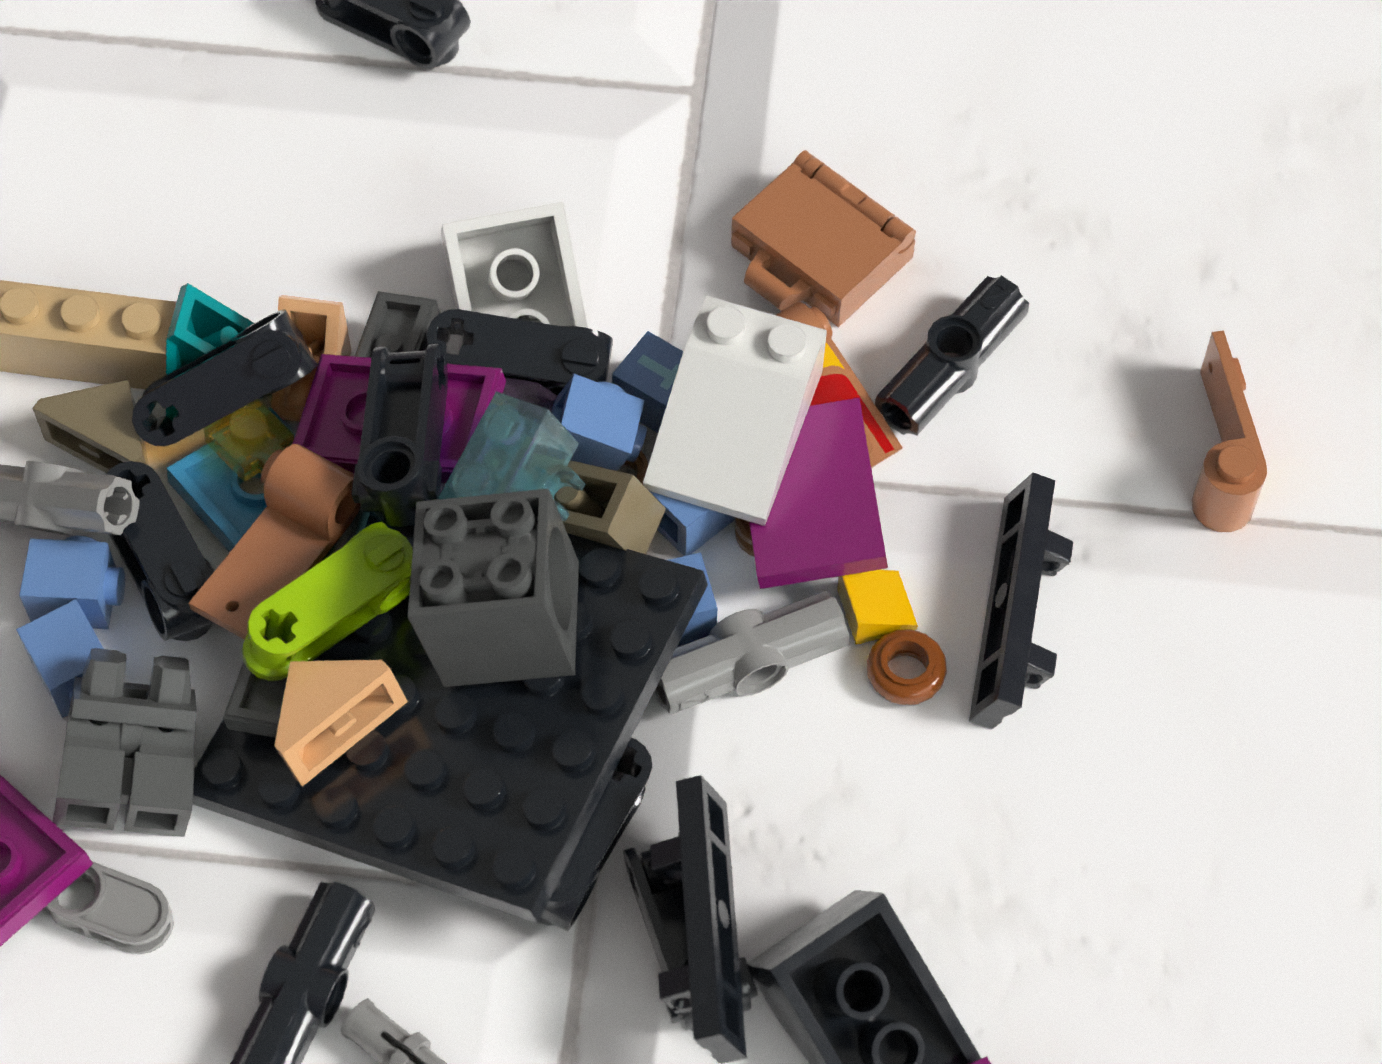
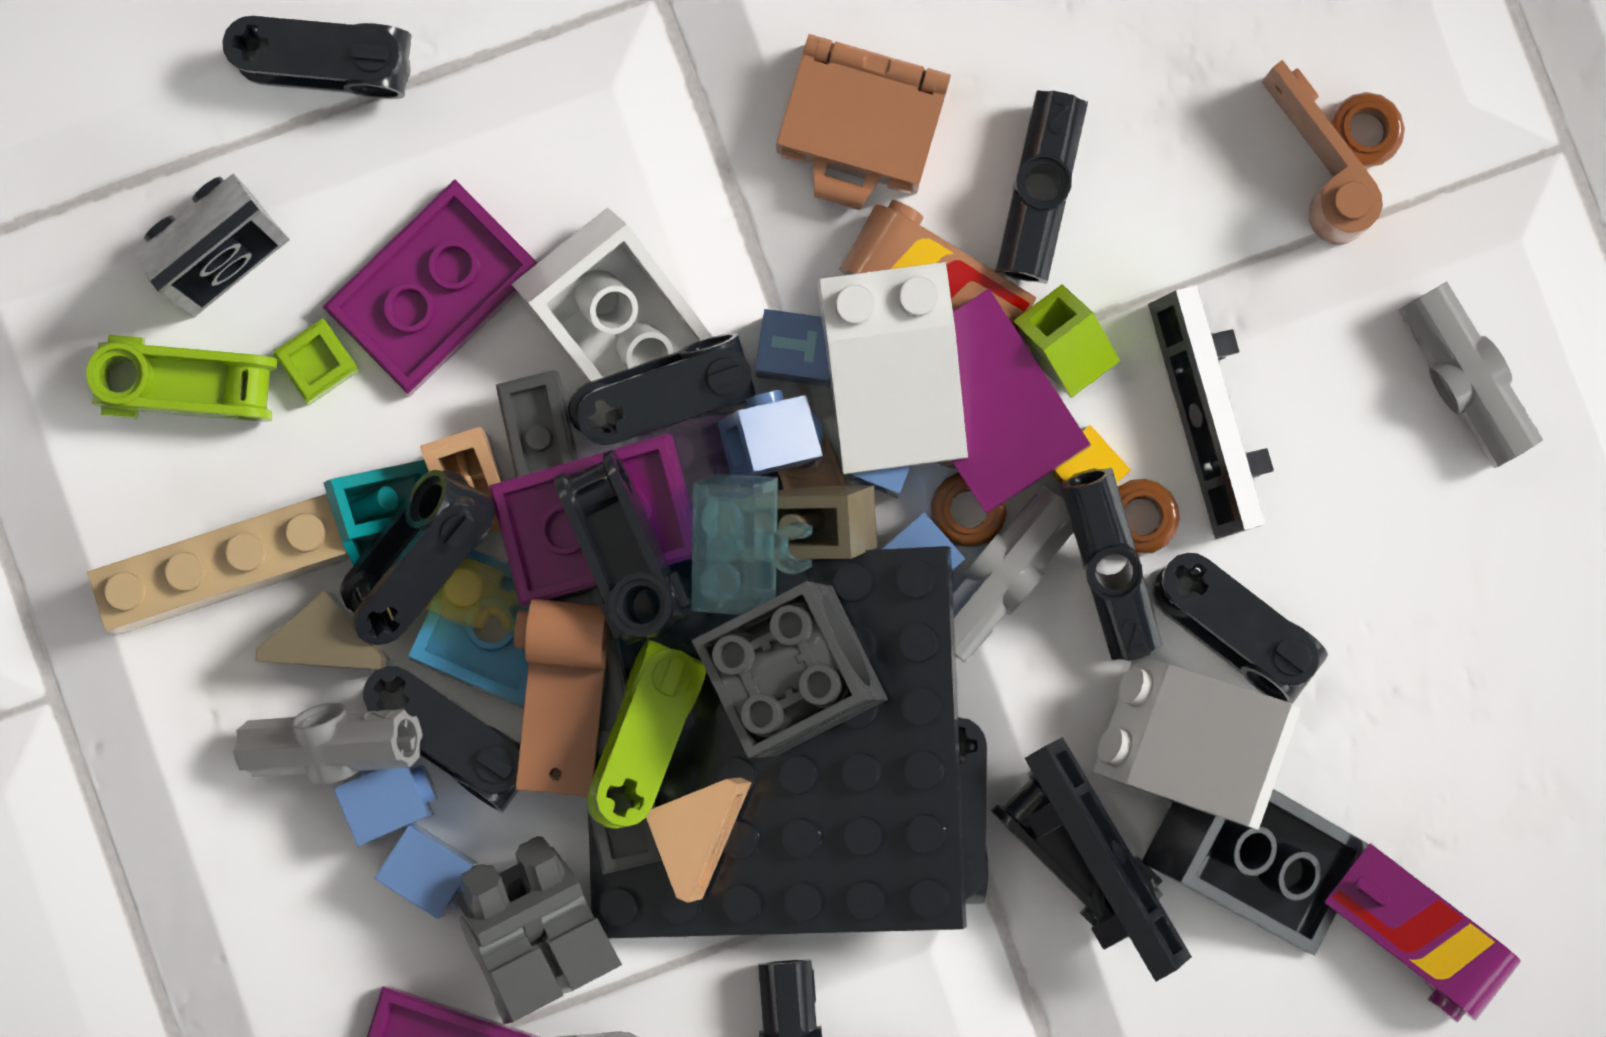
camera: 30 degrees left, 25 degrees up
(116, 187) = (181, 381): none -> lime piece
(205, 87) = (209, 245): none -> slope
(240, 228) = (316, 361): none -> lime tile
(369, 216) = (431, 287): none -> magenta tile
(741, 567) = (944, 520): none -> dark orange piece
(848, 849) = (1196, 741): none -> white slope
(857, 633) = (1101, 531): none -> black piece
(910, 479) = (1077, 348): none -> lime brick
(952, 794) = (1239, 627): none -> black piece
(1288, 681) = (1470, 375): none -> light grey piece
(1297, 428) = (1388, 116): none -> dark orange piece

